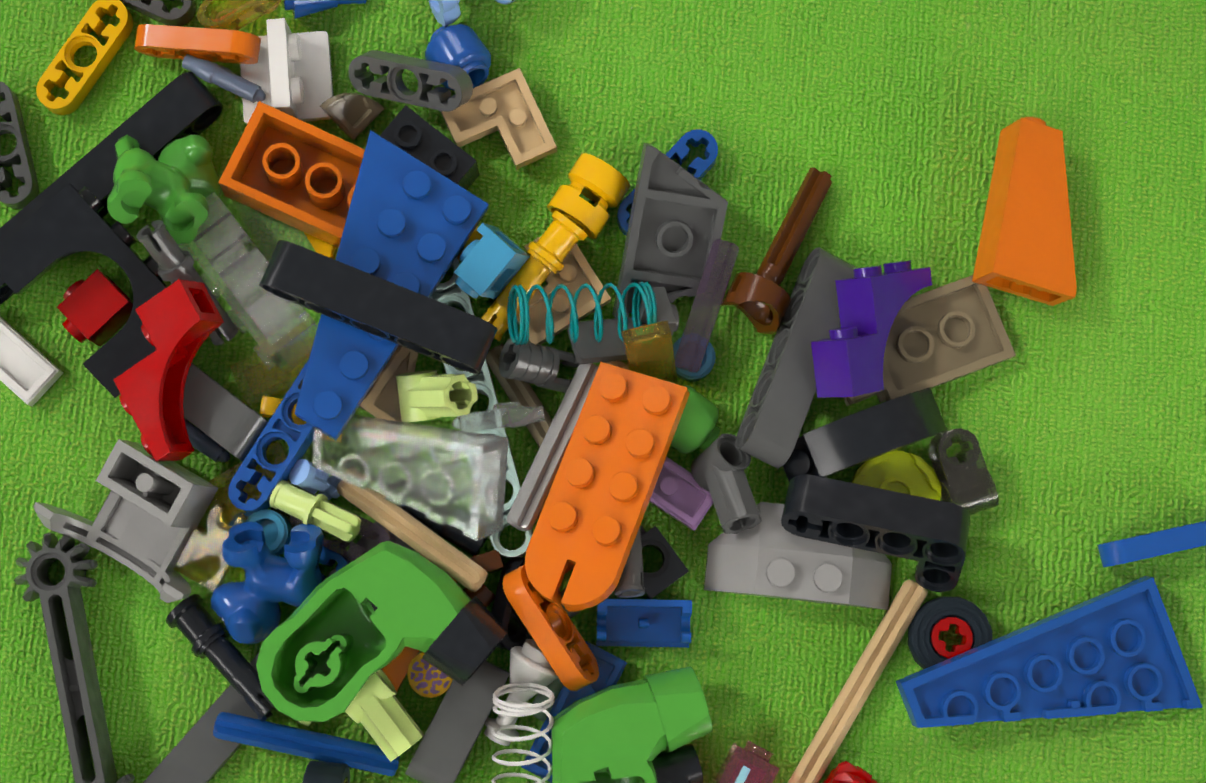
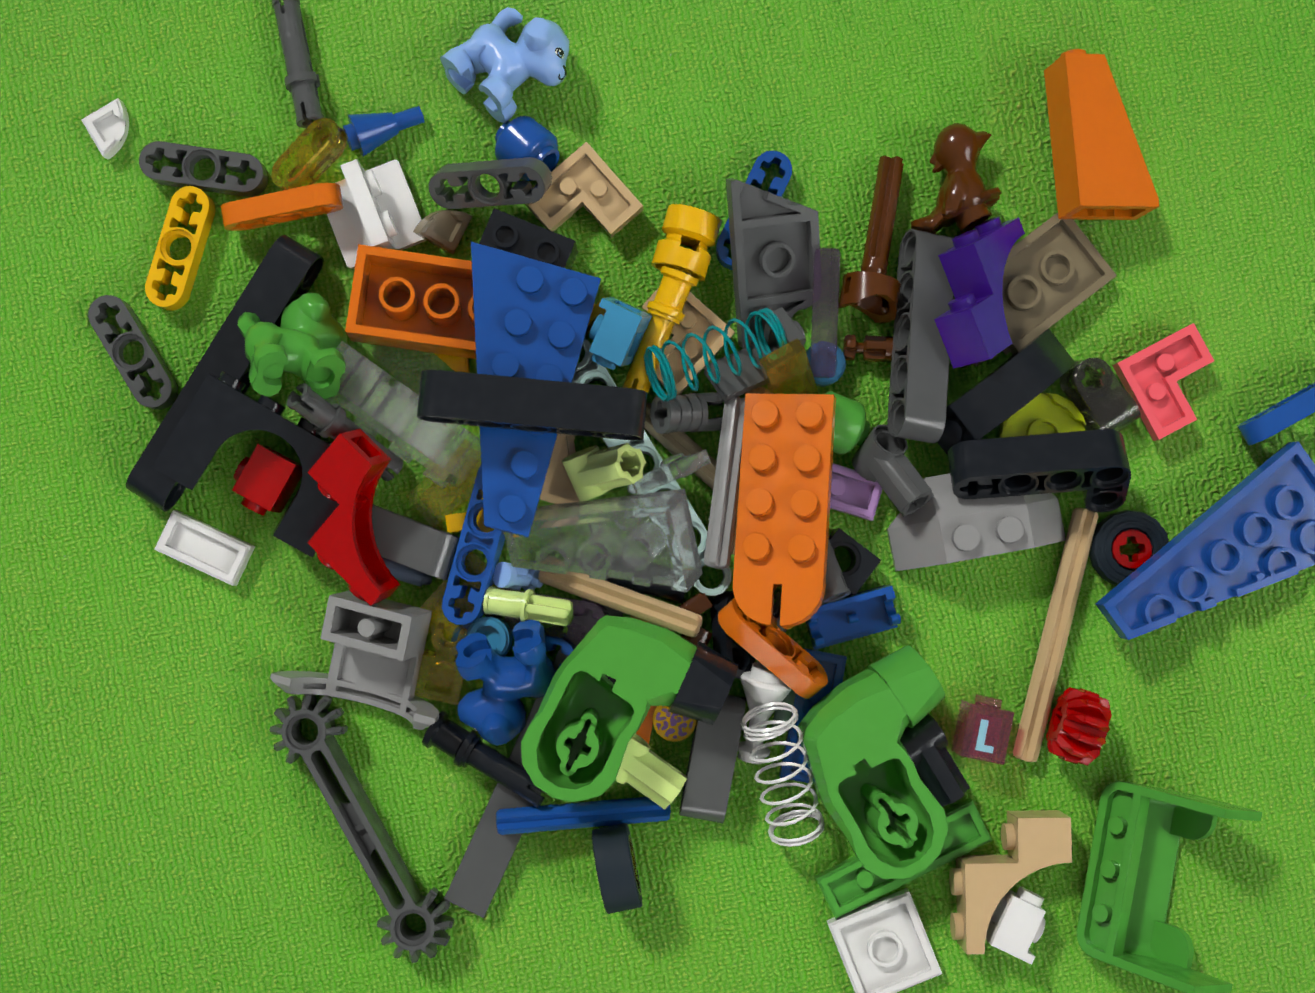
camera: 15 degrees left, 5 degrees up
(223, 78) = (316, 231): sand blue piece -> none
(747, 356) = (873, 348): none -> reddish brown piece
(882, 228) = (963, 193): none -> reddish brown animal
(1021, 474) = (1153, 377): none -> coral plate

